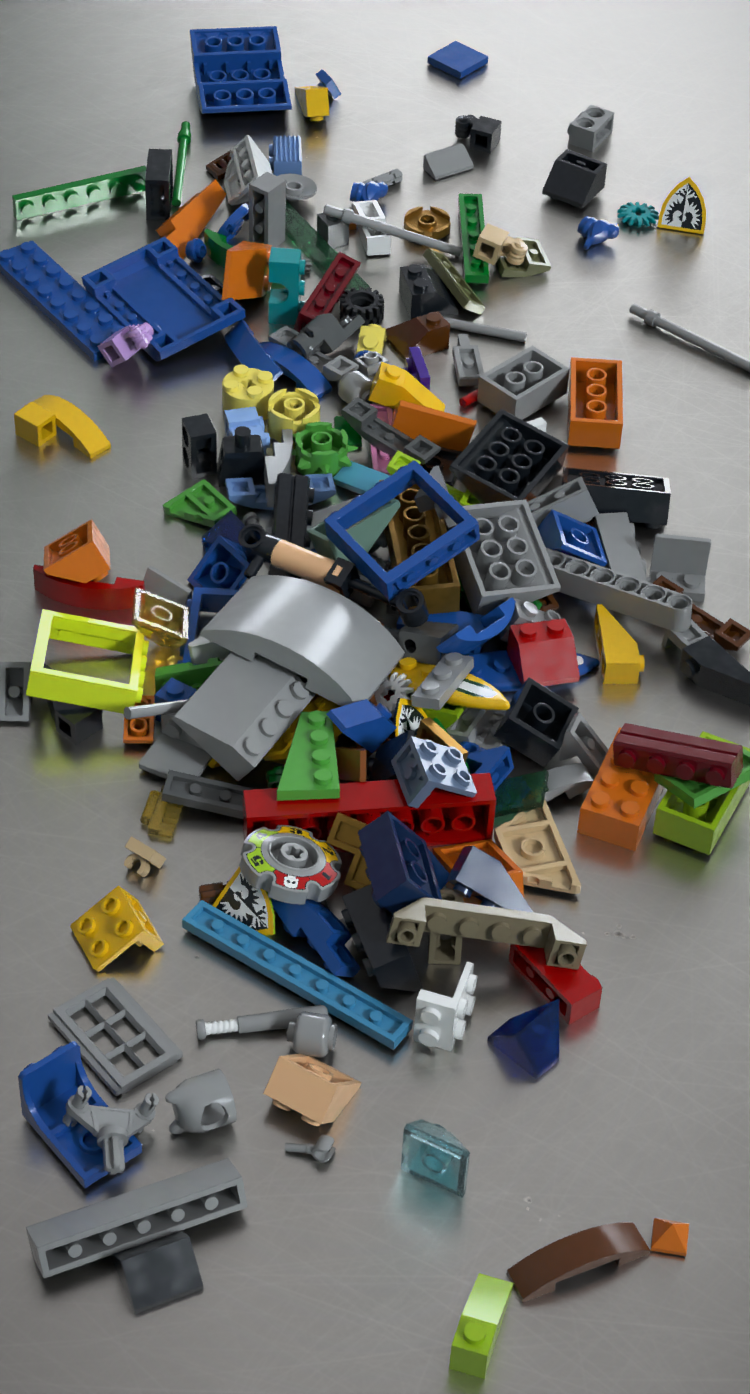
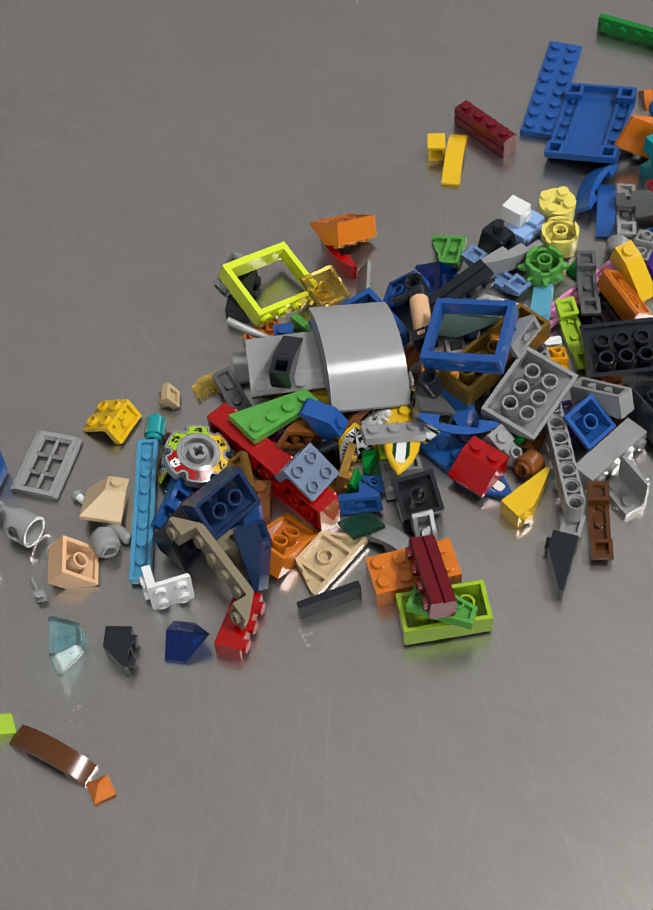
camera: 60 degrees right, 10 degrees up
(58, 373) = (485, 128): none -> dark red brick
(126, 343) = (536, 134): lavender brick -> none
(178, 894) = (155, 427): none -> teal brick
(199, 446) = (484, 212): black brick -> none
(230, 414) = (516, 211): none -> white brick
(251, 996) = (106, 501): none -> tan slope
(261, 694) = (285, 362): none -> black slope
(488, 1106) = (119, 647): none -> black slope
(577, 618) = (529, 464): none -> dark orange head
(595, 878) = (329, 599): none -> black tile

